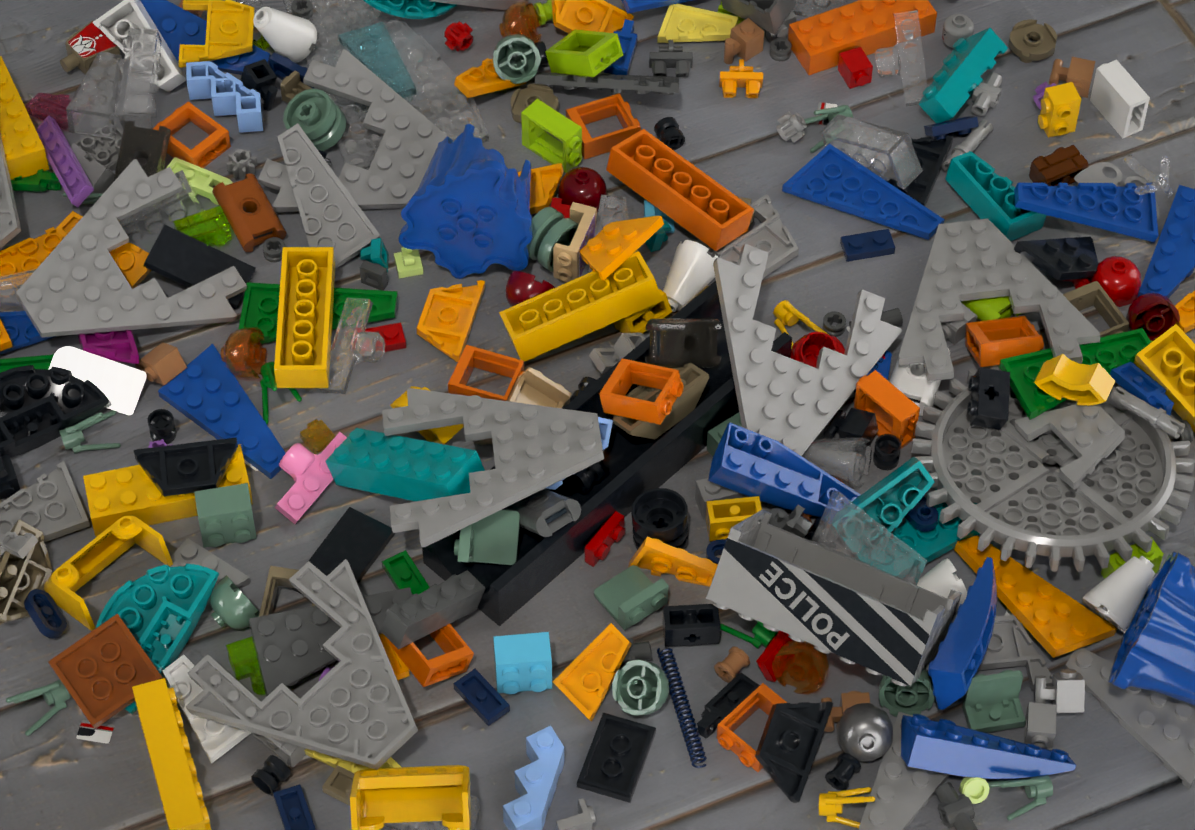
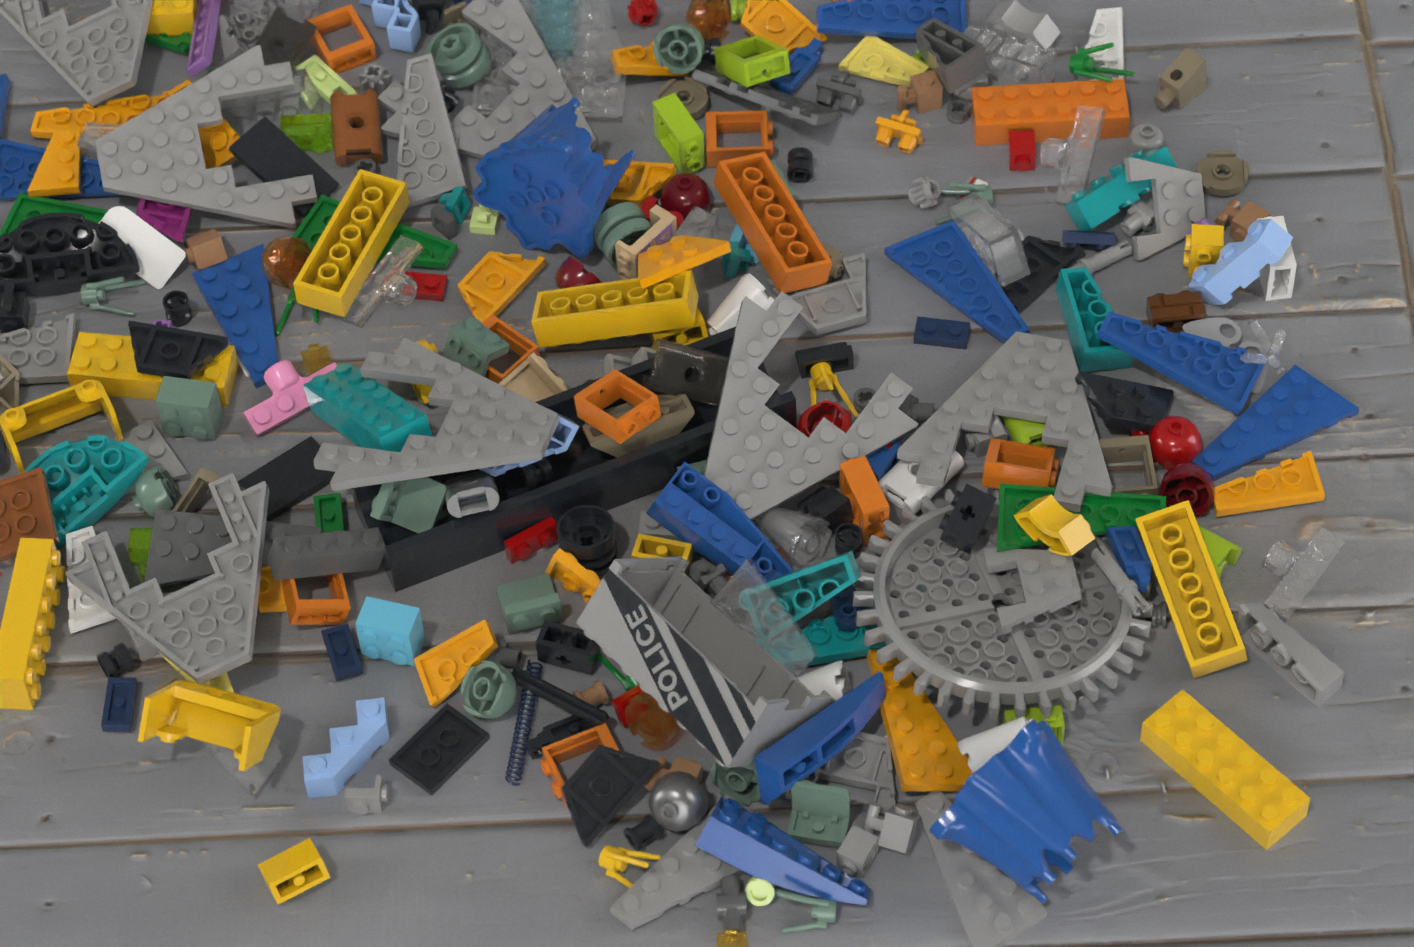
camera: 25 degrees right, 0 degrees up
(467, 375) = (474, 345): none -> sand green bracket
(710, 673) = (559, 697): none -> black axle
(786, 289) = (837, 355): none -> black panel
(1014, 77) = (1176, 202): none -> light grey wing
(1103, 108) = (1241, 262): none -> light blue brick

